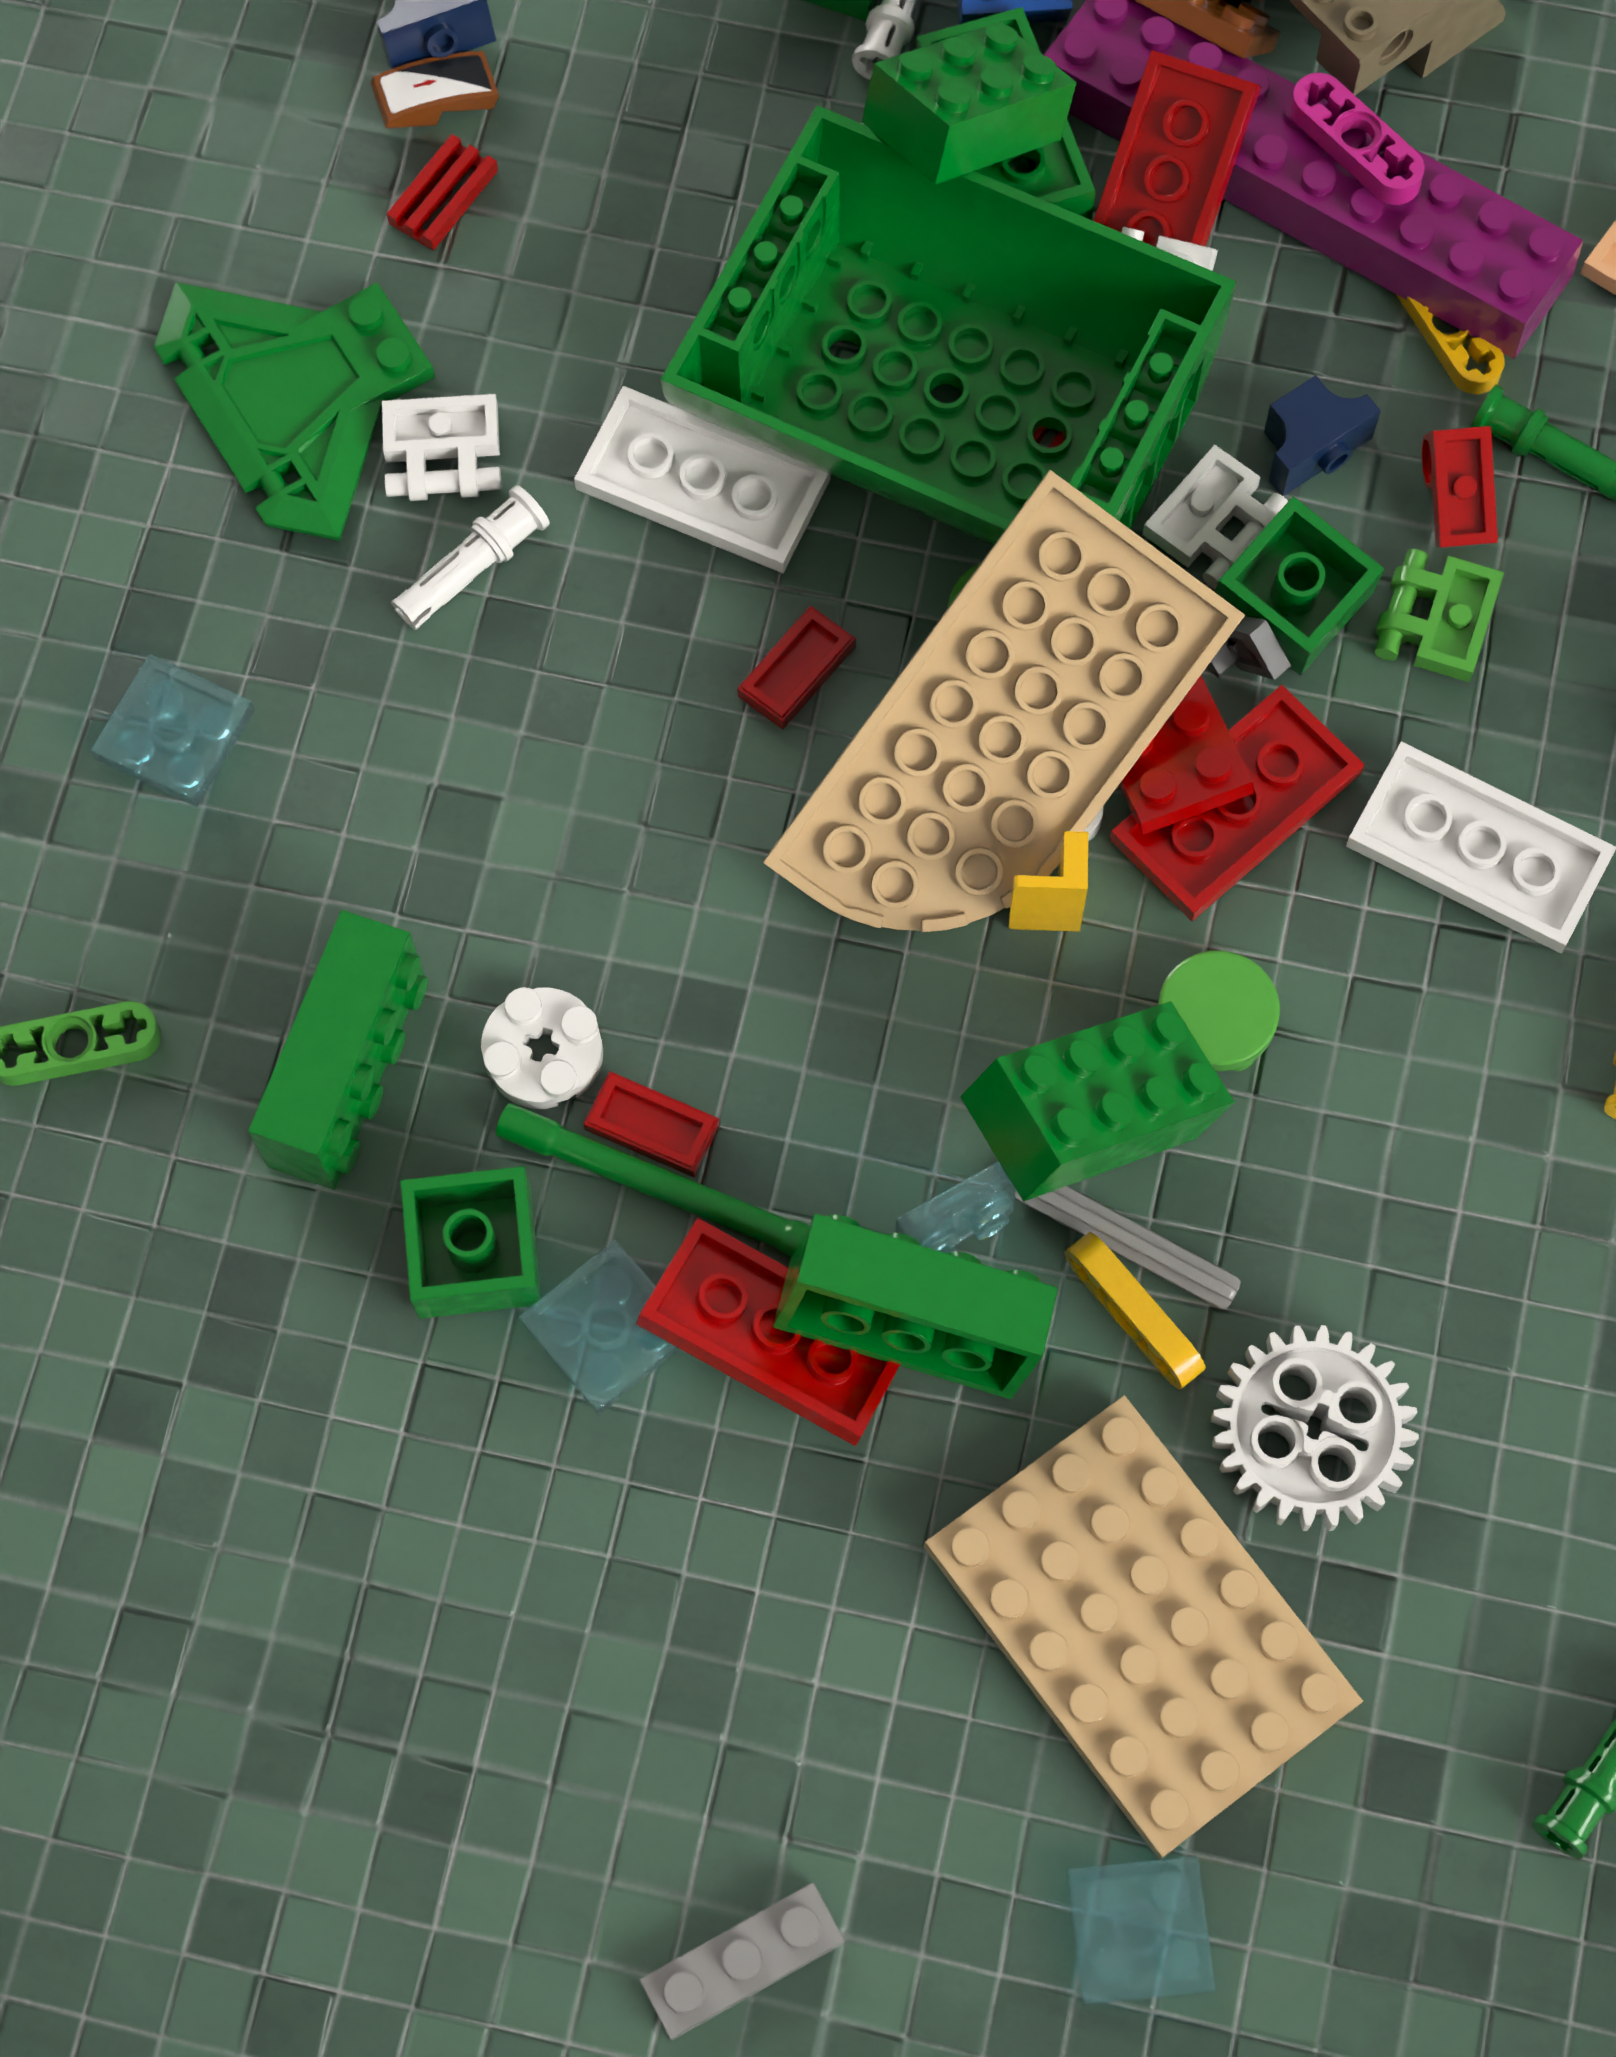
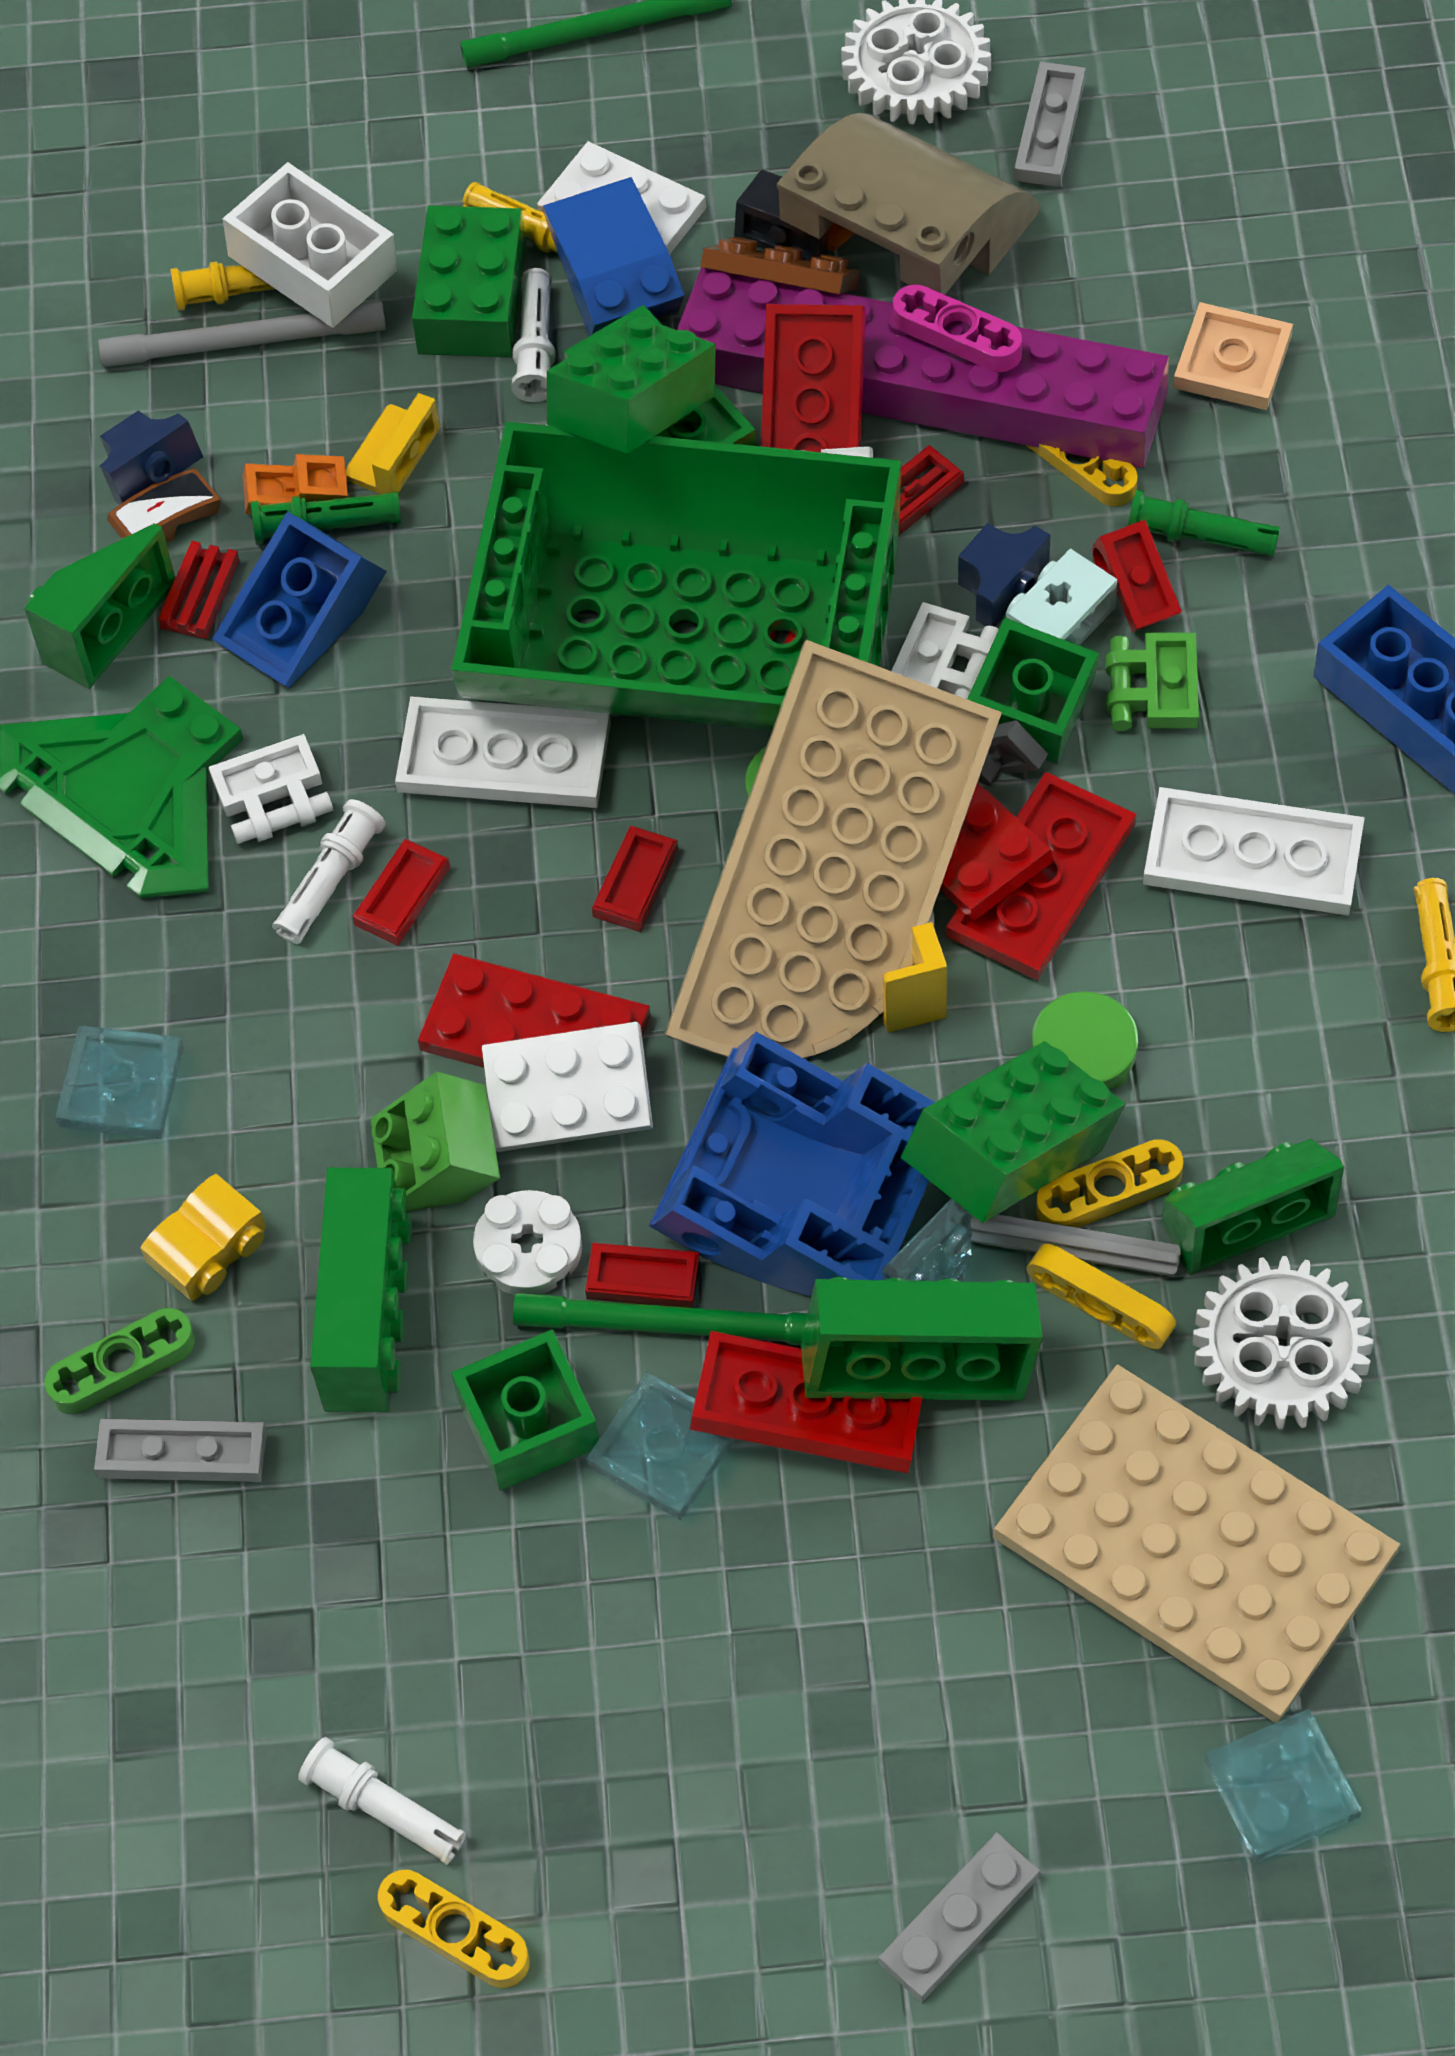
camera: 15 degrees left, 10 degrees down
(100, 1165) = (180, 1450): none -> light grey plate
(160, 1605) = (359, 1788): none -> white pin
(164, 1766) = (410, 1919): none -> yellow beam
(202, 936) = (204, 1238): none -> yellow brick
(326, 180) = (100, 604): none -> green slope
(480, 907) = (438, 1141): none -> bright green slope
(541, 237) = (297, 600): none -> blue slope
(542, 605) = (401, 892): none -> red tile
(578, 143) = (326, 514): none -> green pin
(592, 106) = (309, 477): none -> orange slope
(631, 805) = (498, 1004): none -> red plate
(640, 887) = (567, 1086): none -> white plate
(705, 89) = (394, 446): none -> yellow panel
(852, 1067) = (796, 1171): none -> blue slope
(1235, 1194) = (1150, 1186): none -> yellow beam
(1270, 321) = (930, 489): none -> red tile
(1336, 1257) = (1252, 1203): none -> green slope
(1371, 493) = (1067, 599): none -> light aqua brick

